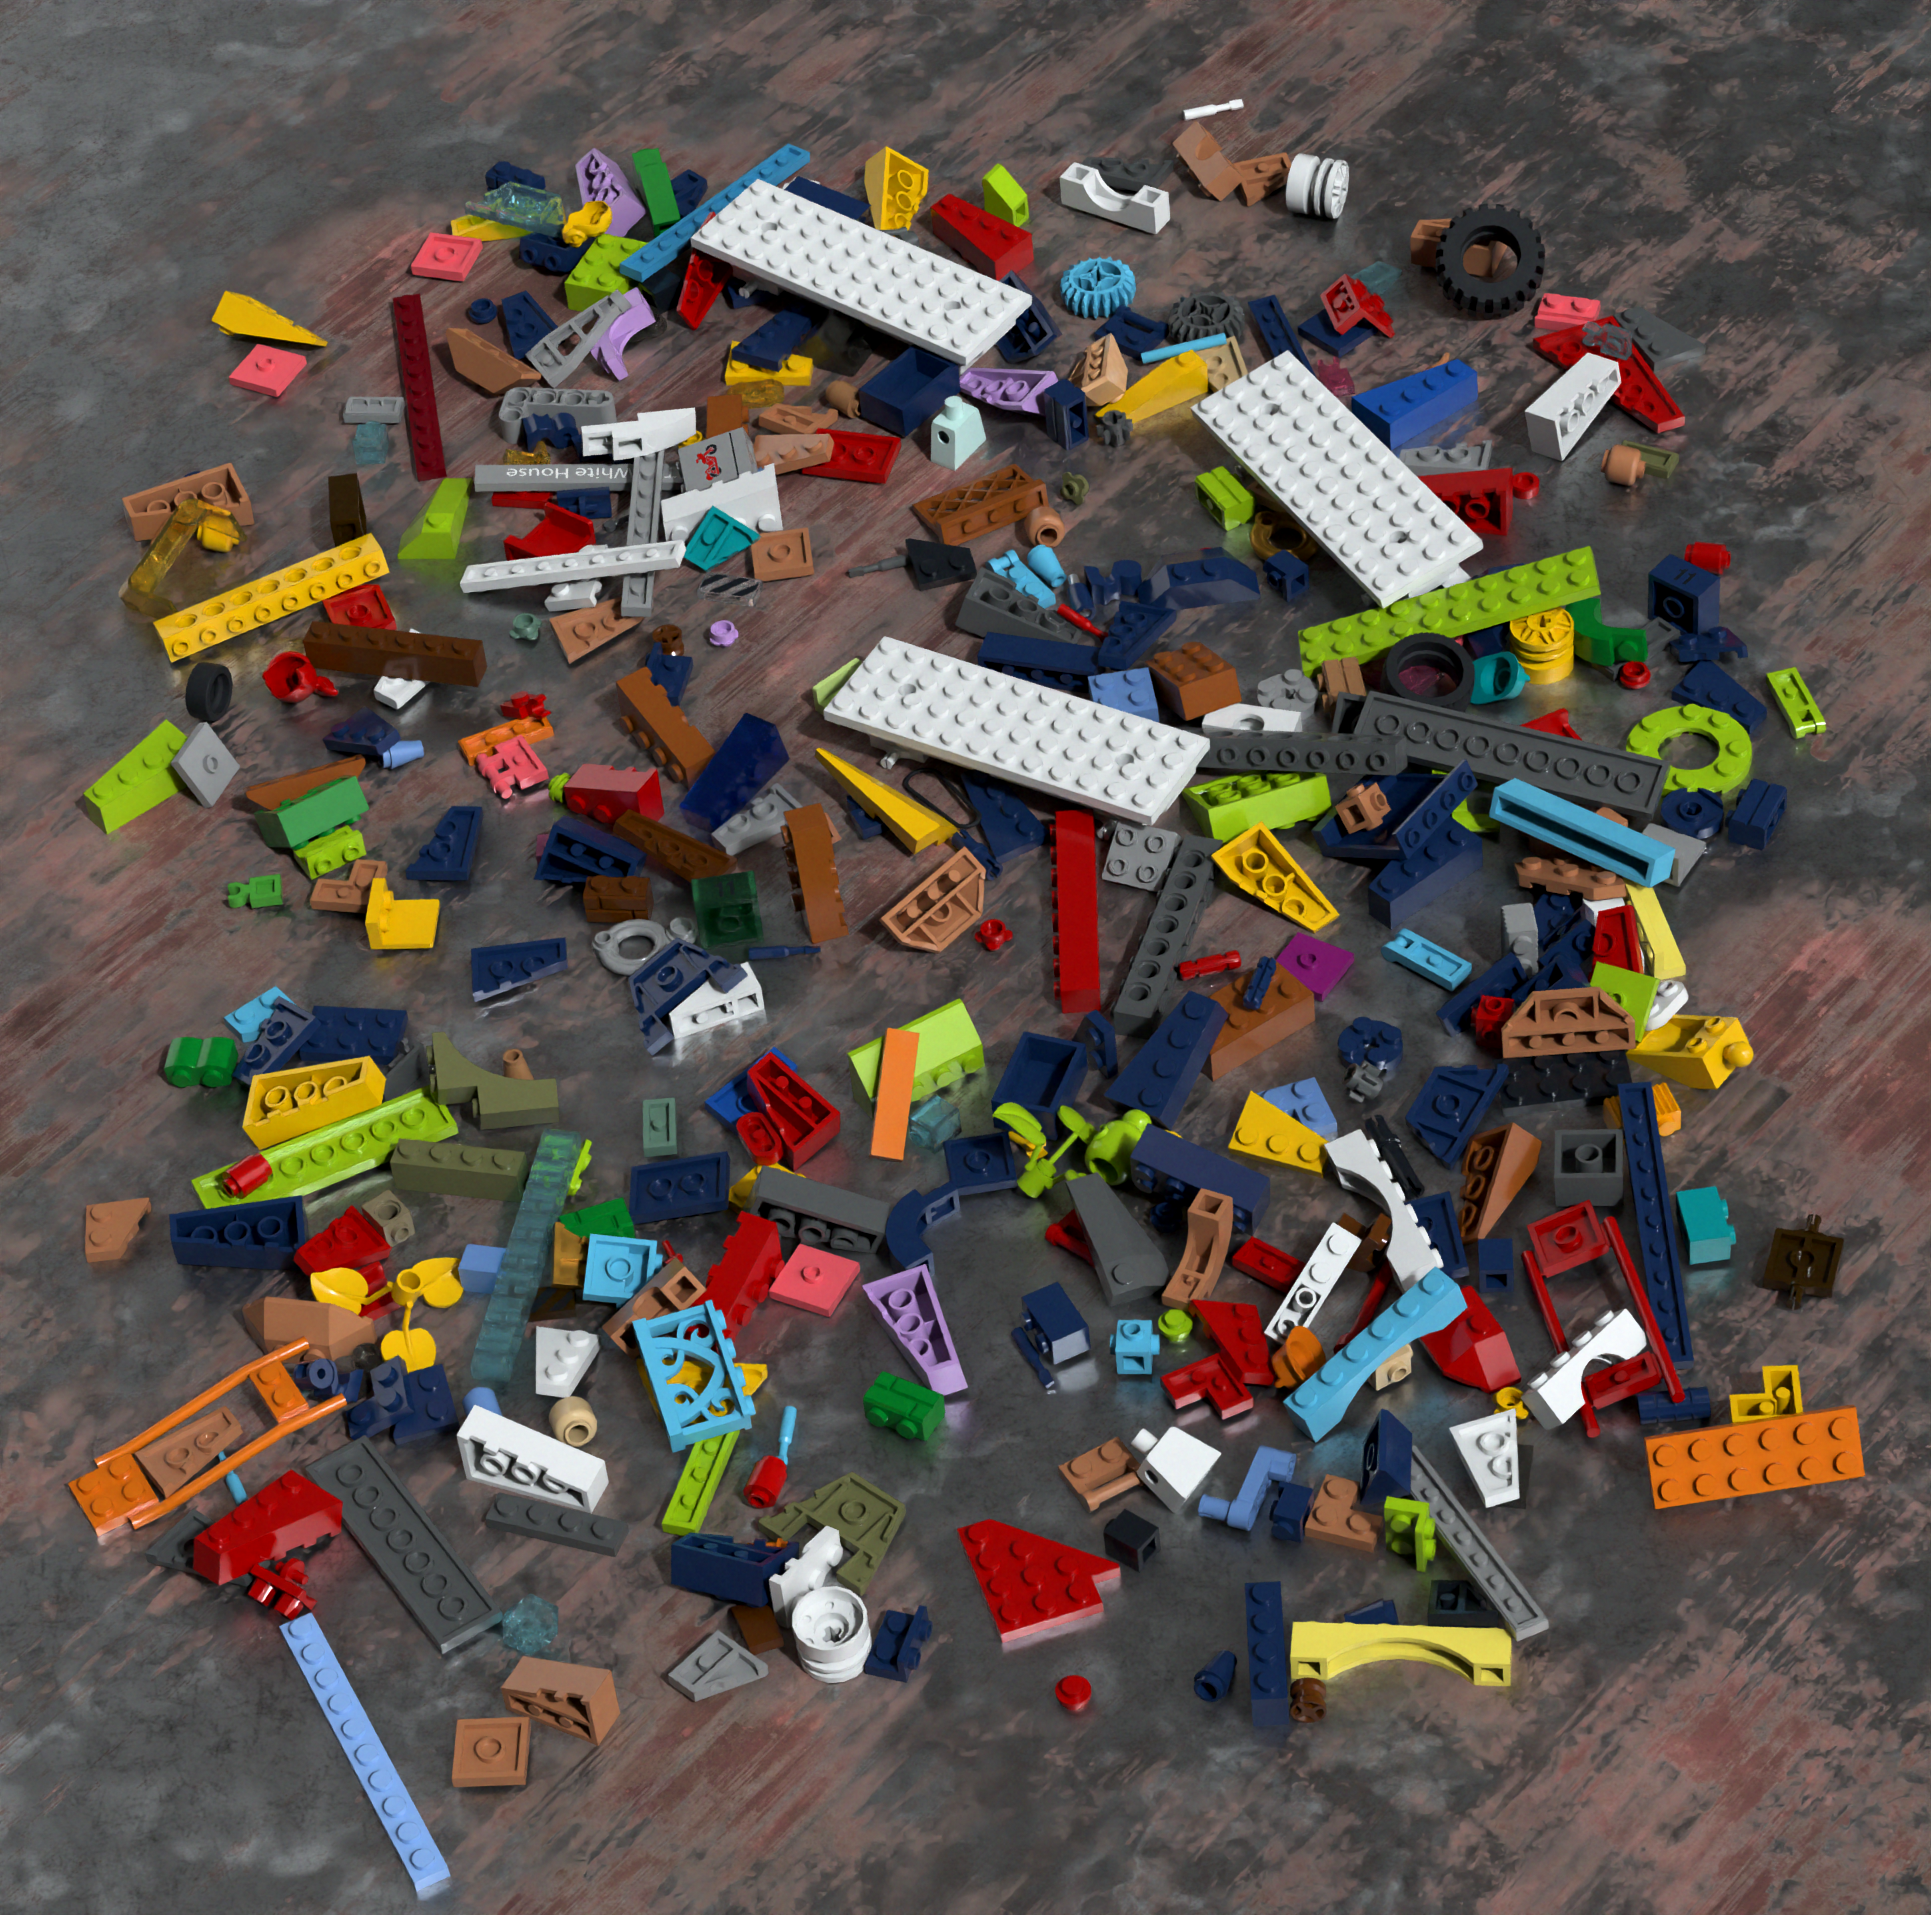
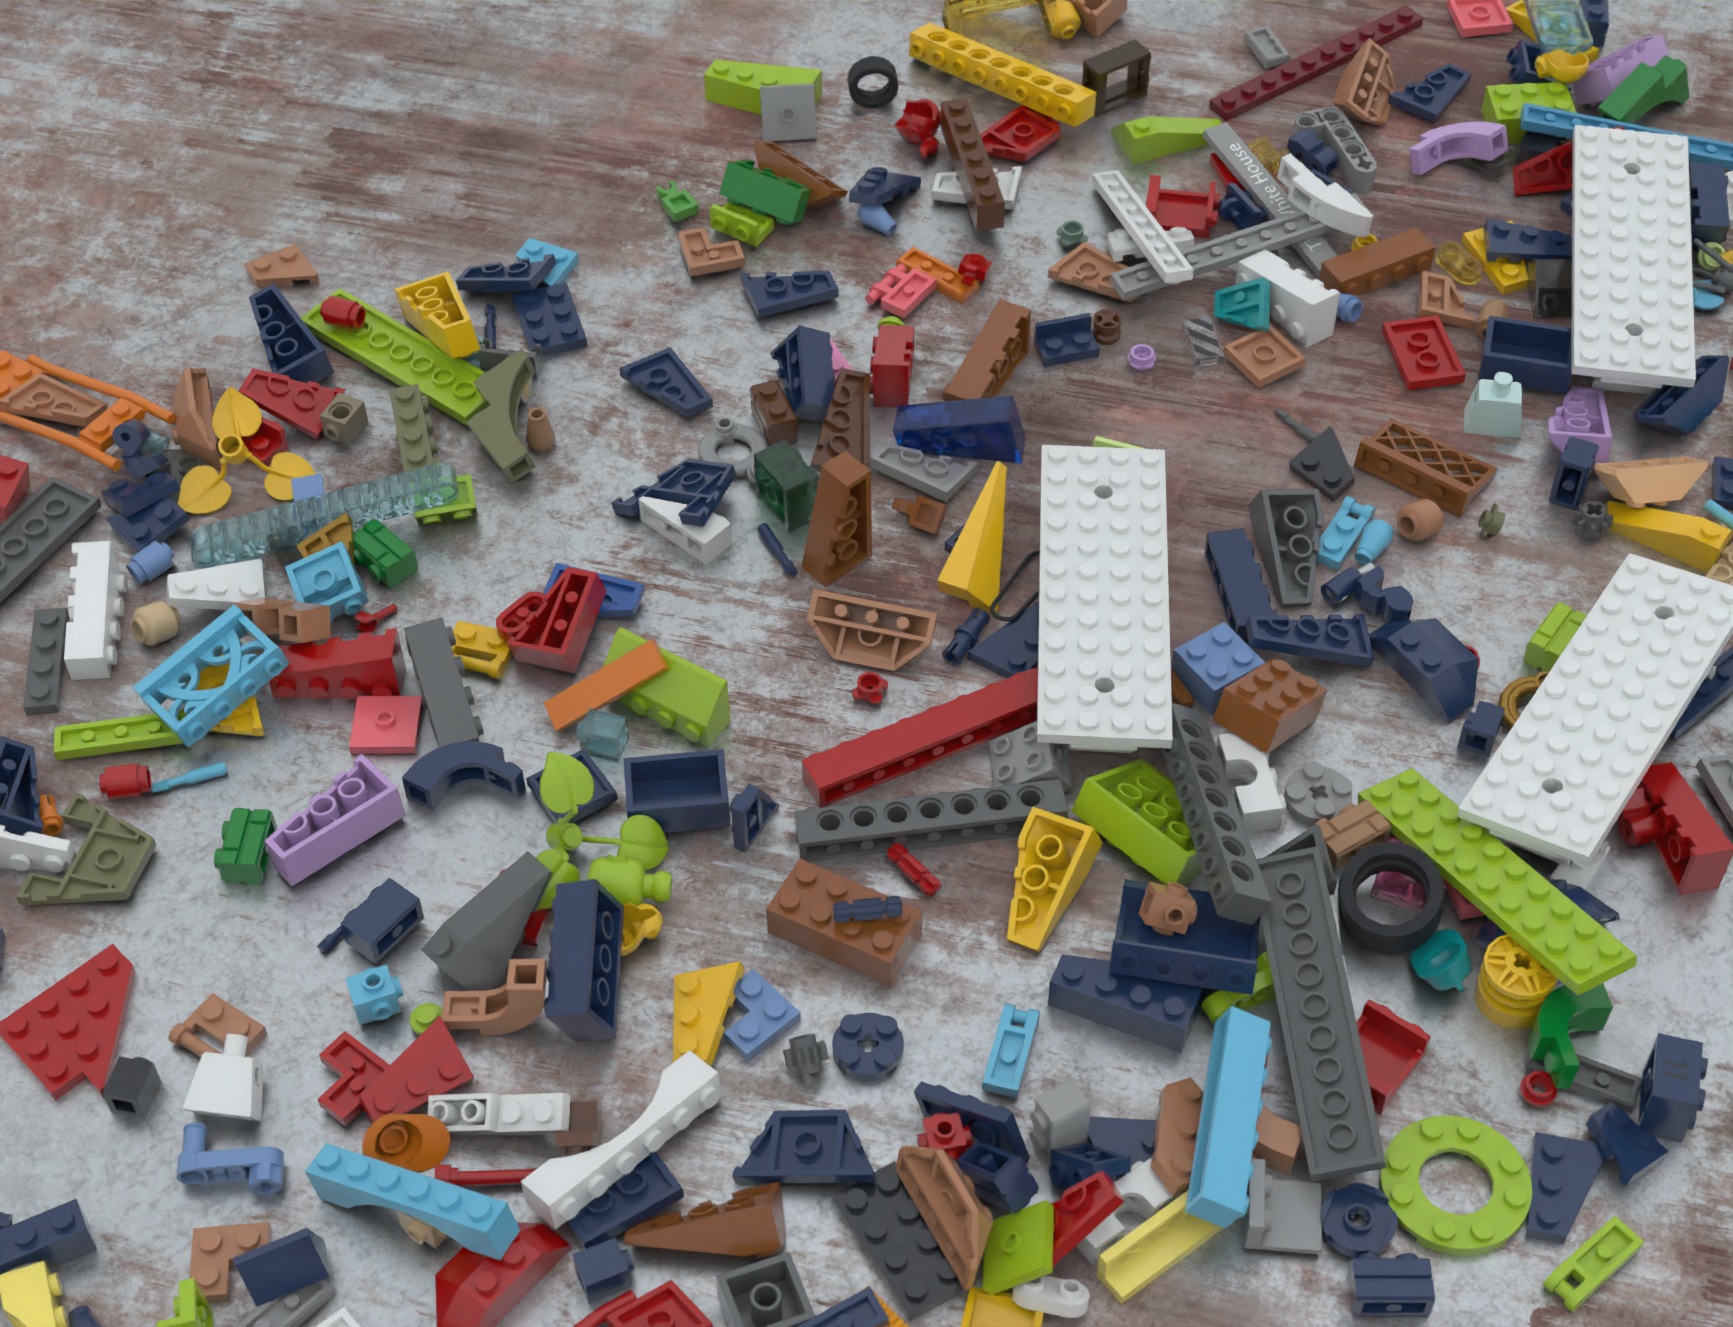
camera: 60 degrees right, 5 degrees up
(201, 1061) = (471, 243): green brick -> none
(234, 1485) = (36, 444): medium azure piece -> none
(371, 435) = (1225, 60): clear light blue brick -> none
(399, 922) = (683, 289): yellow bracket -> none
(483, 311) = (1431, 60): dark blue plate -> none
(549, 359) = (1400, 121): light grey plate -> none
(660, 1127) = (522, 547): sand green plate -> none
(679, 1187) = (450, 586): dark blue plate -> none
(688, 191) = (1674, 117): dark blue wing -> none
(716, 460) = (1333, 263): light grey panel -> none
(792, 451) = (1390, 308): nougat wing -> none
(1027, 1145) = (612, 820): yellow hand -> none
(1080, 621) = (1314, 590): red piece -> none
(1170, 1061) = (735, 879): dark blue wedge -> none
(1268, 1264) = (531, 1064): red plate -> none
(1291, 1511) = (204, 1207): dark blue brick -> none
(1315, 963) = (954, 953): magenta plate -> none
(1389, 1148) = (731, 1113): black pin -> none

